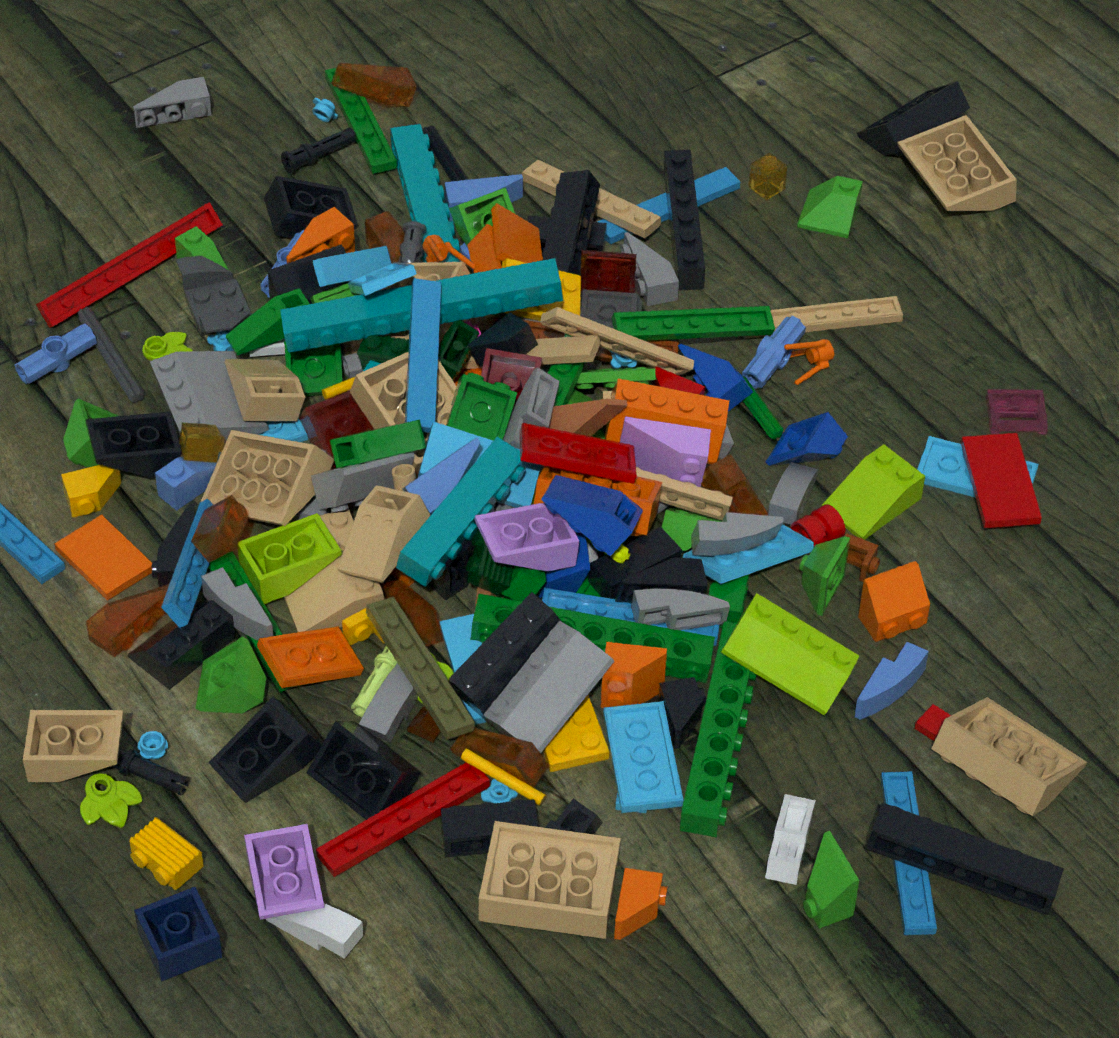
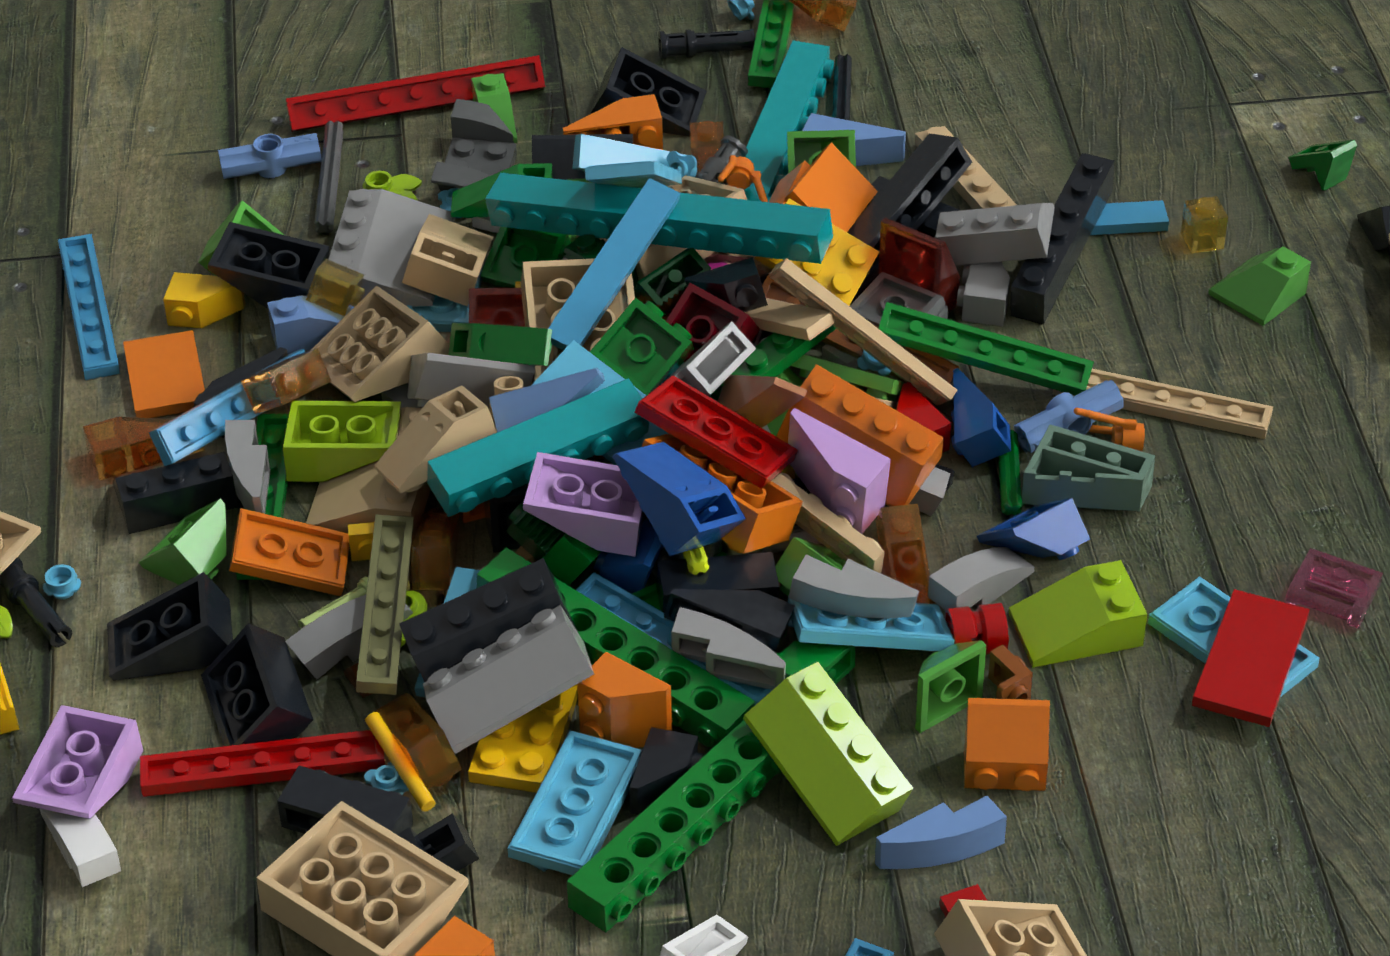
camera: 30 degrees right, 5 degrees down
(381, 254) = (687, 163): none -> medium azure plate
(649, 230) = (997, 233): none -> light grey slope
(815, 388) = (1088, 471): none -> sand green wedge
(818, 97) = (1328, 160): none -> green slope

